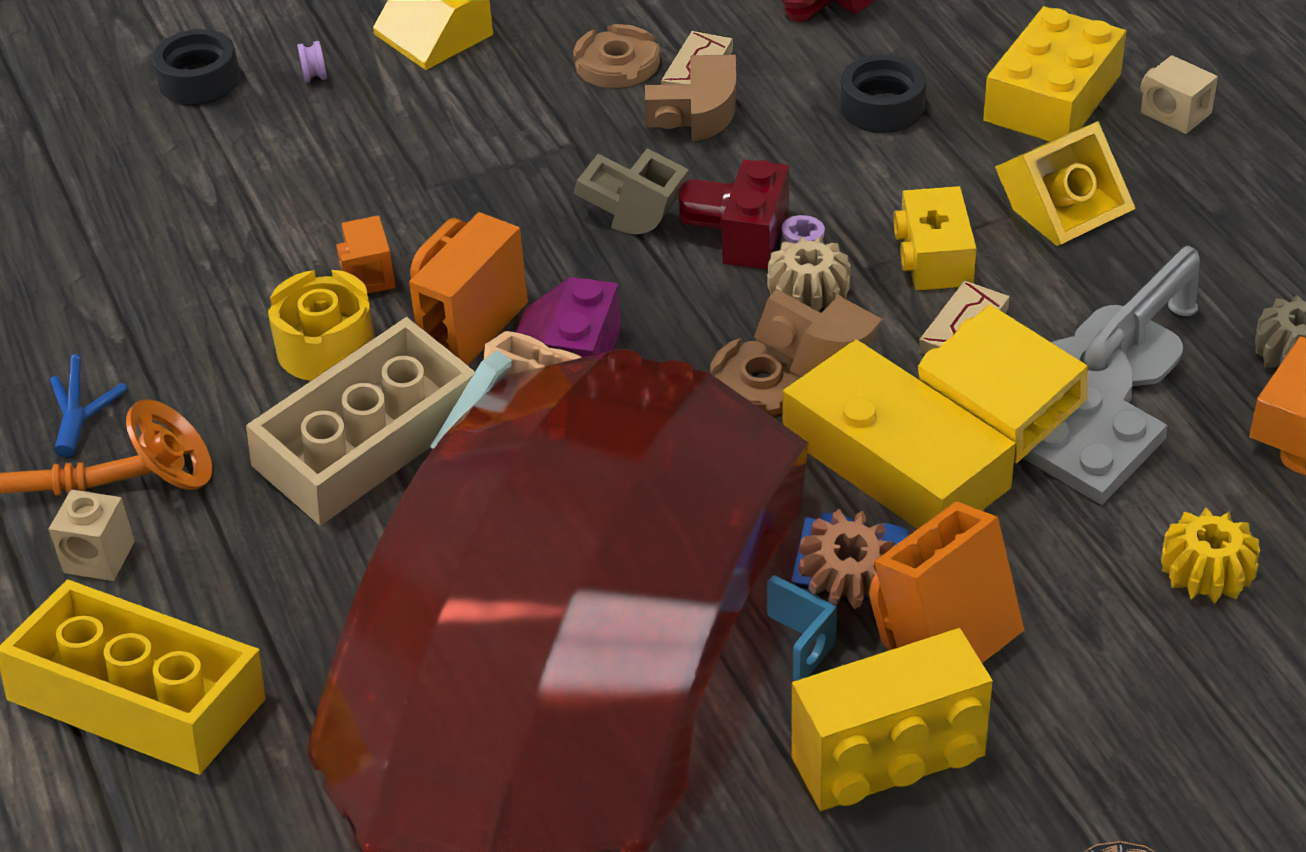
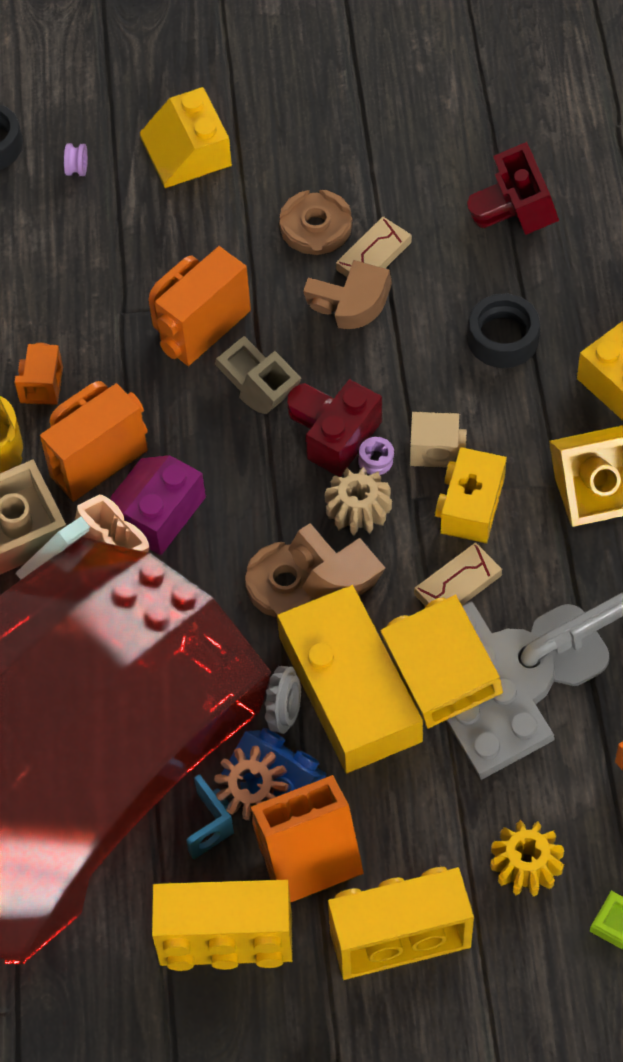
camera: 20 degrees right, 15 degrees up
(528, 139) = (199, 303): none -> orange brick
(830, 474) = (282, 699): none -> light grey gear
(864, 200) = (435, 439): none -> tan brick
(1108, 653) = (400, 922): none -> yellow brick

